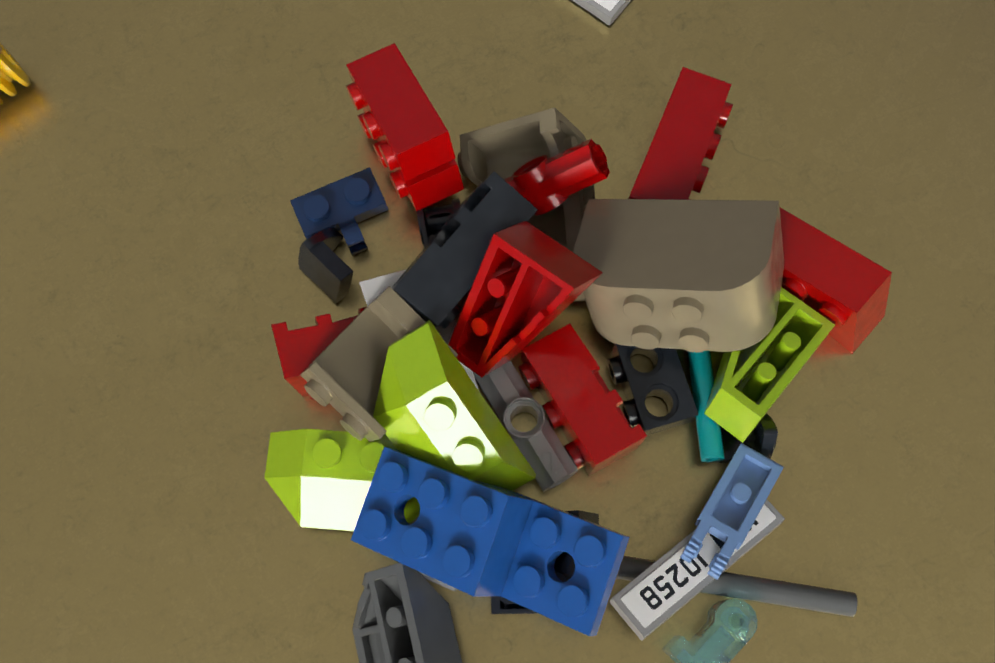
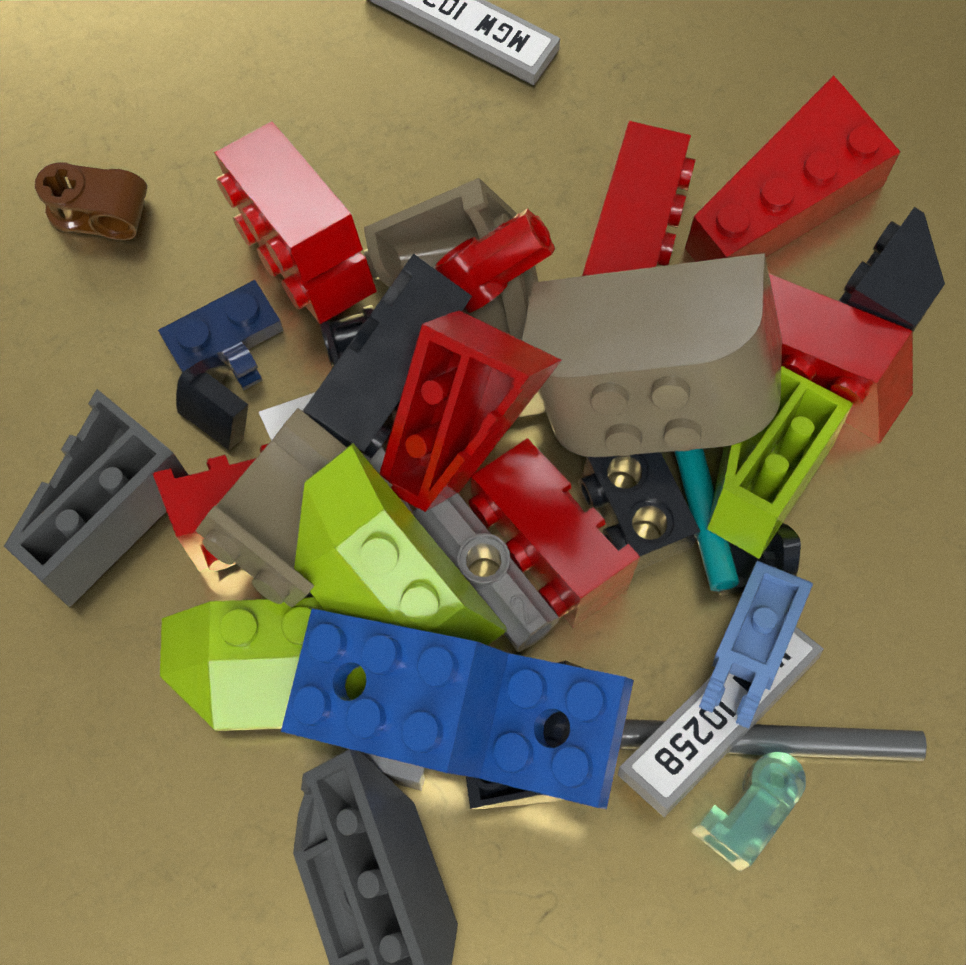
camera: 10 degrees left, 5 degrees down
(225, 337) = (94, 502): none -> dark grey wedge
(249, 89) = (96, 204): none -> reddish brown piece
(816, 128) = (797, 180): none -> red wedge
(886, 223) = (900, 274): none -> black slope

